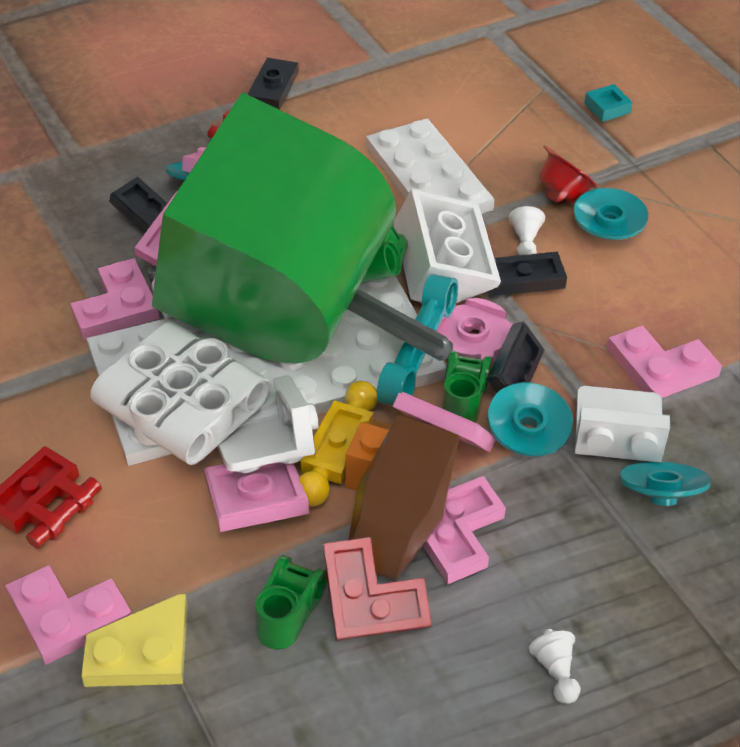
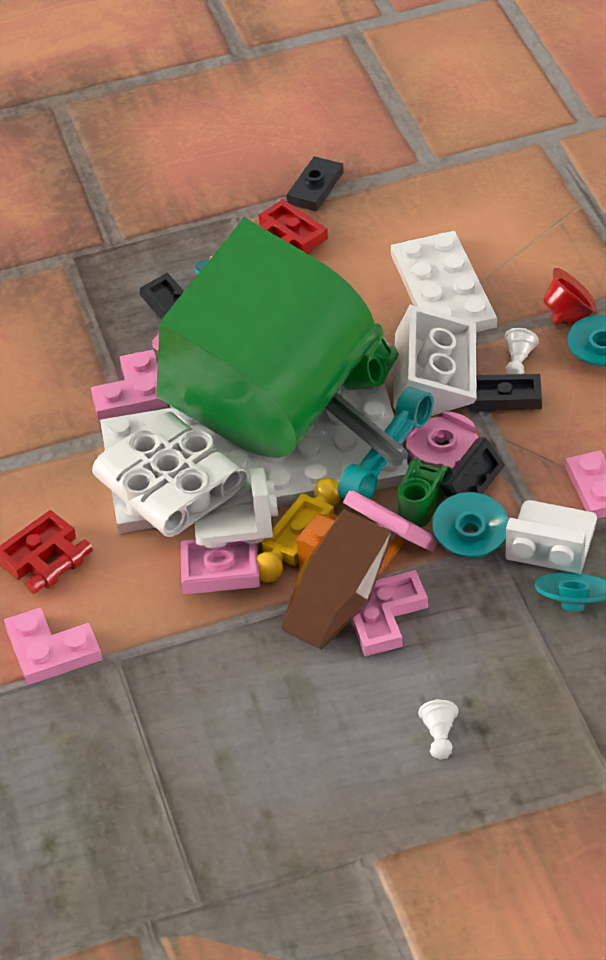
camera: 15 degrees right, 0 degrees up
(139, 648) = (103, 679): light yellow wing -> none
(291, 595) = (227, 655): green piece -> none
(362, 605) = (287, 664): plate -> none

